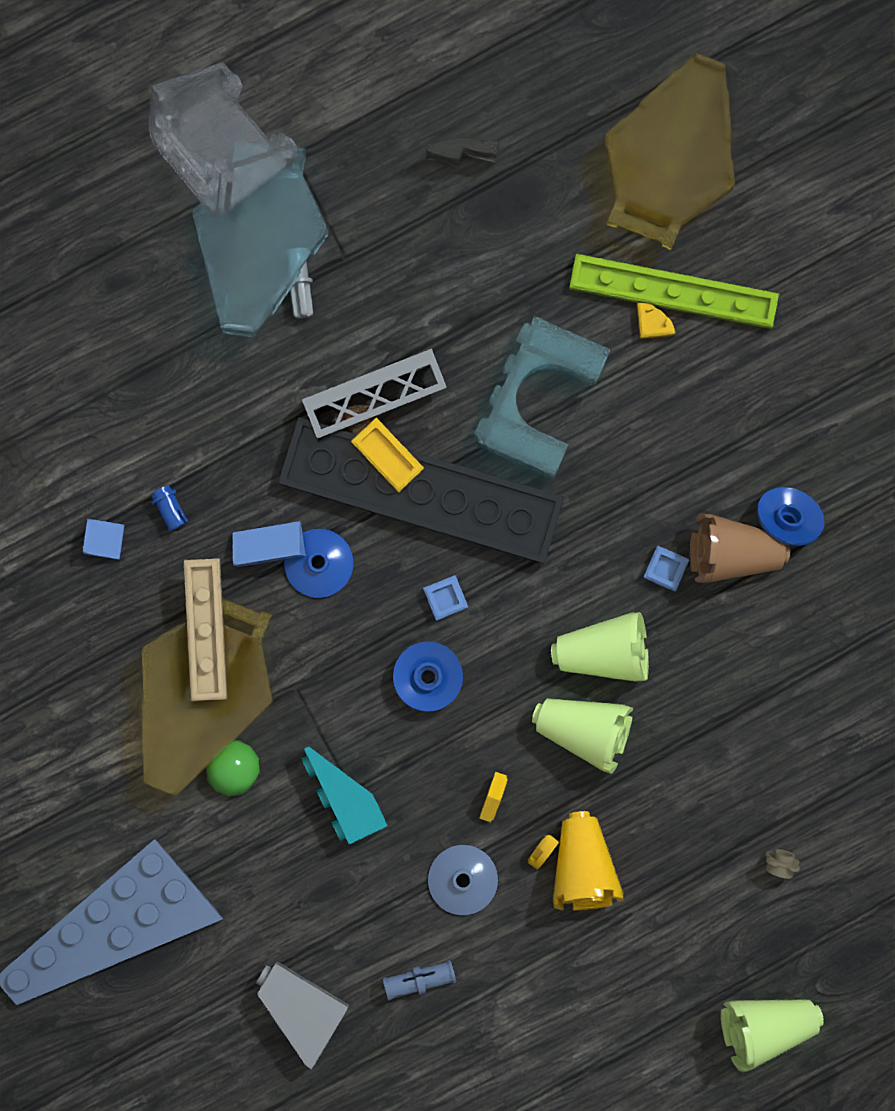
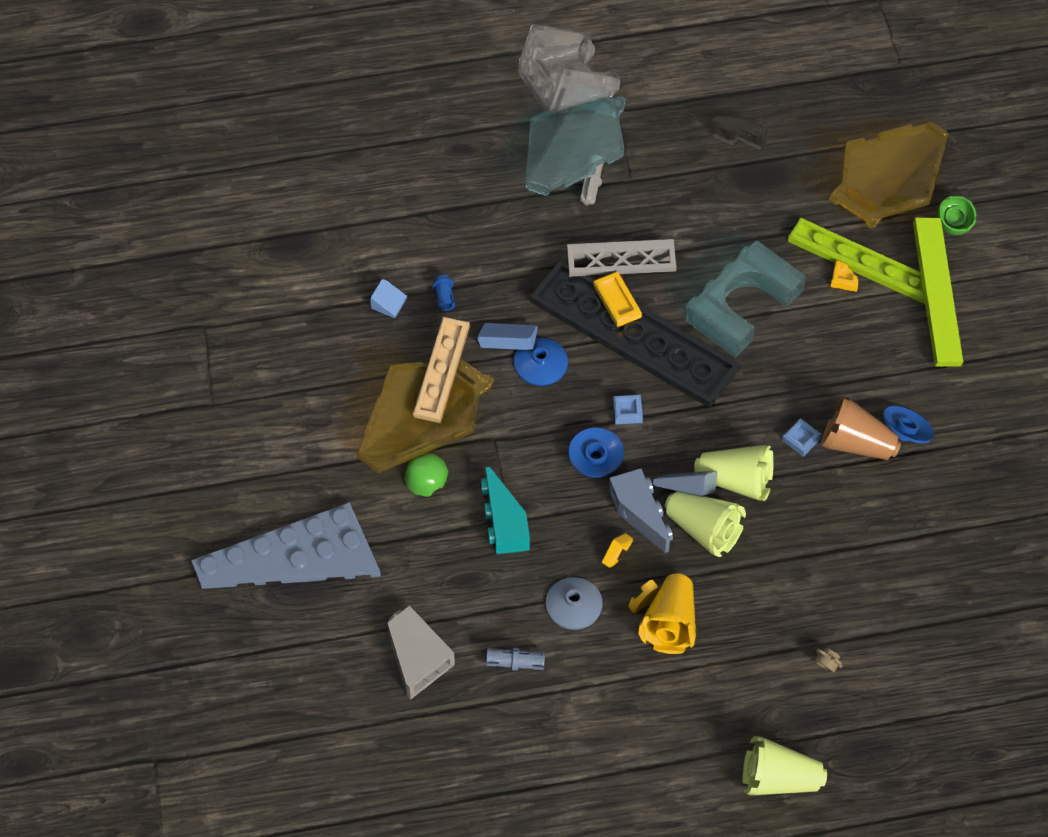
camera: 20 degrees right, 25 degrees down
(495, 728) = (636, 505): none -> sand blue slope
(555, 687) = (693, 483): none -> sand blue slope
(770, 192) = (956, 215): none -> bright green hair
(776, 313) = (937, 292): none -> lime tile

